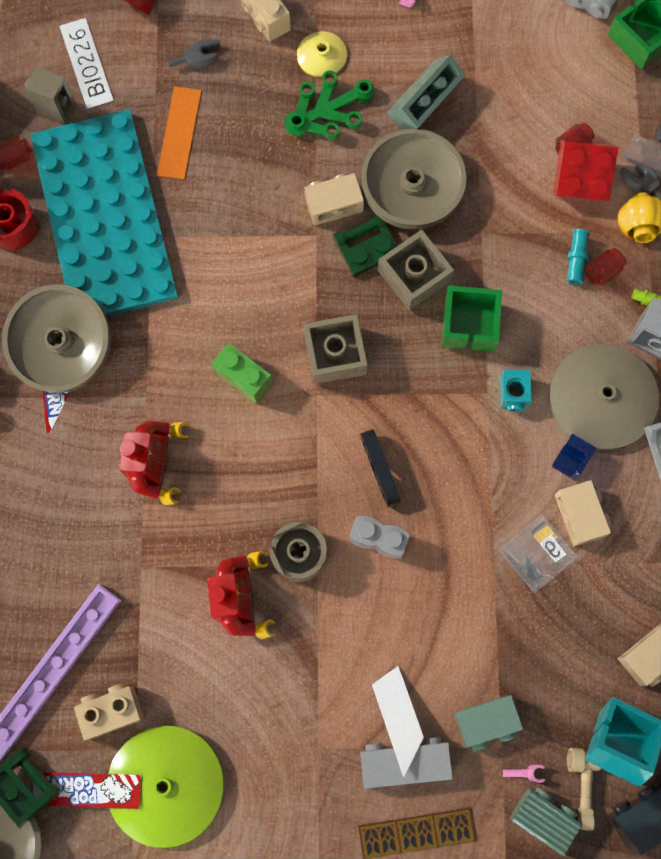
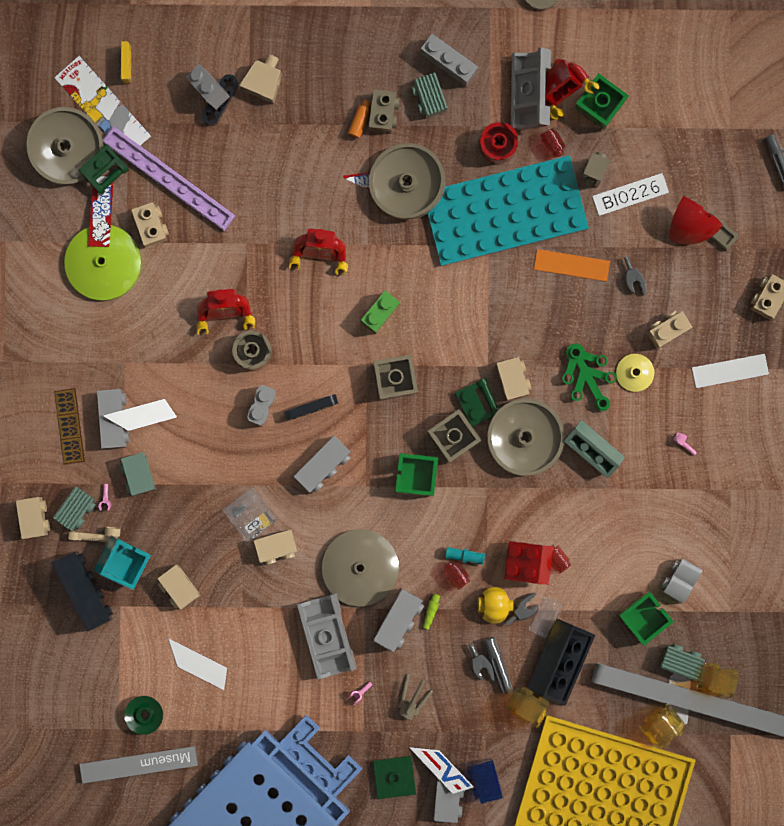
camera: 85 degrees right, 10 degrees up
(461, 449) = (323, 464): none -> light grey brick
(519, 379) = (373, 500): teal brick -> none
(573, 457) = (315, 542): clear blue panel -> none

